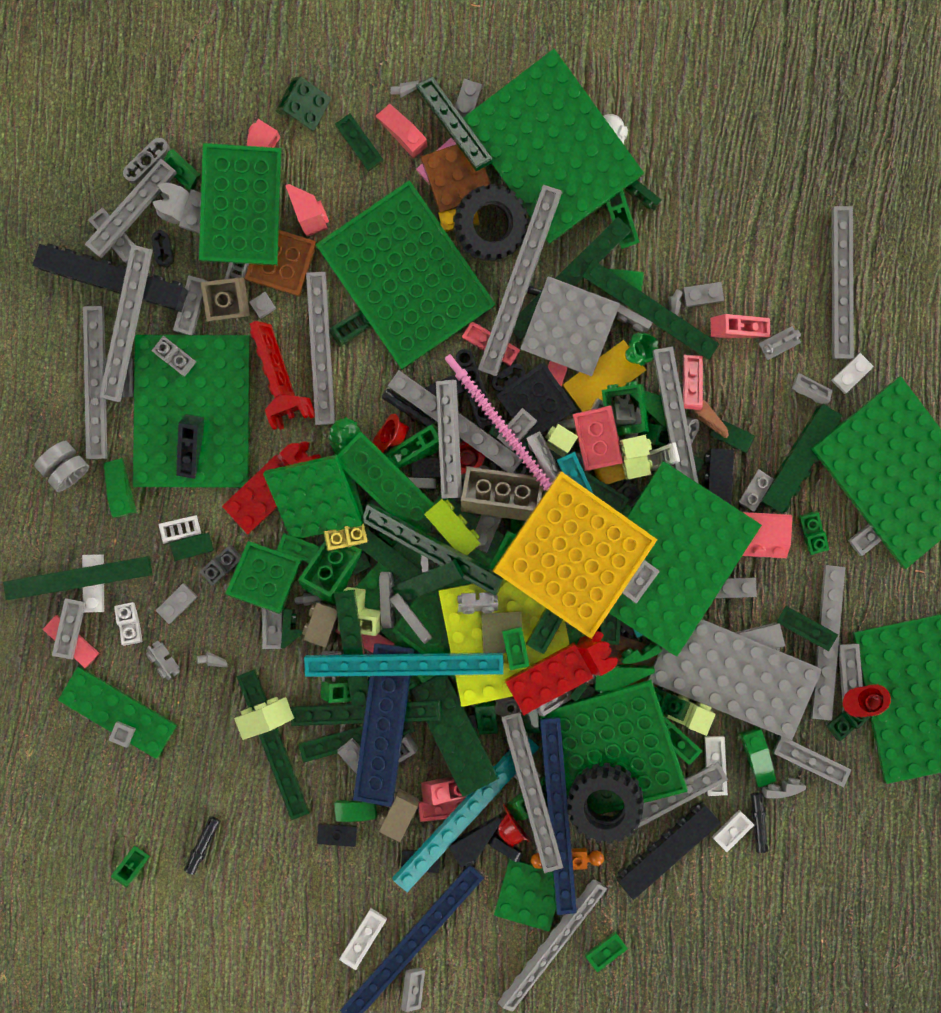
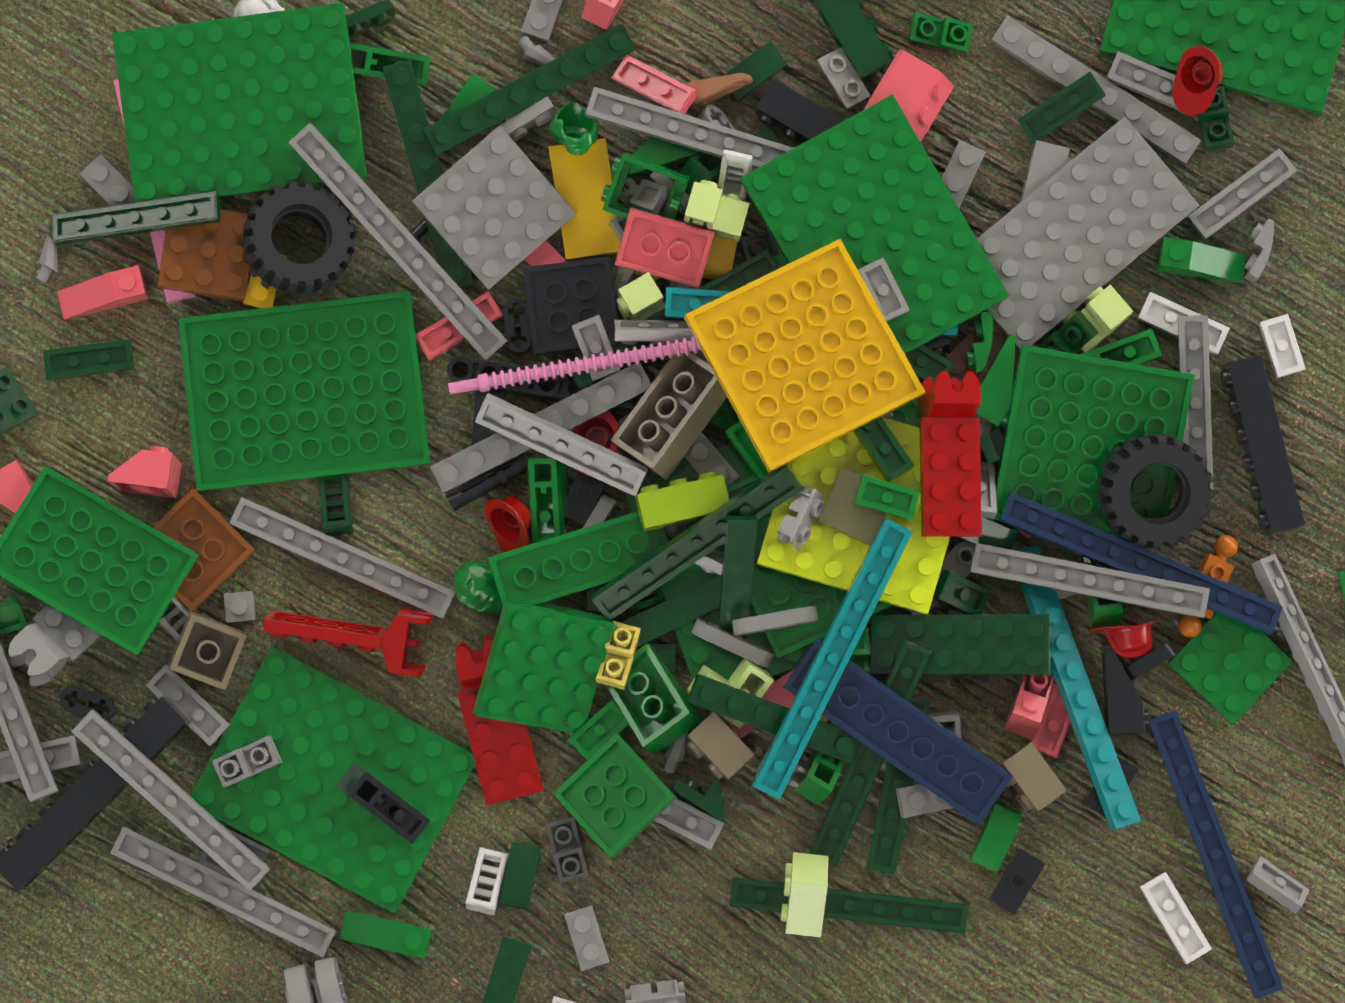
camera: 70 degrees left, 5 degrees down
(212, 660) = (690, 929): light grey bar -> none
(759, 822) = (1283, 303): black pin -> none

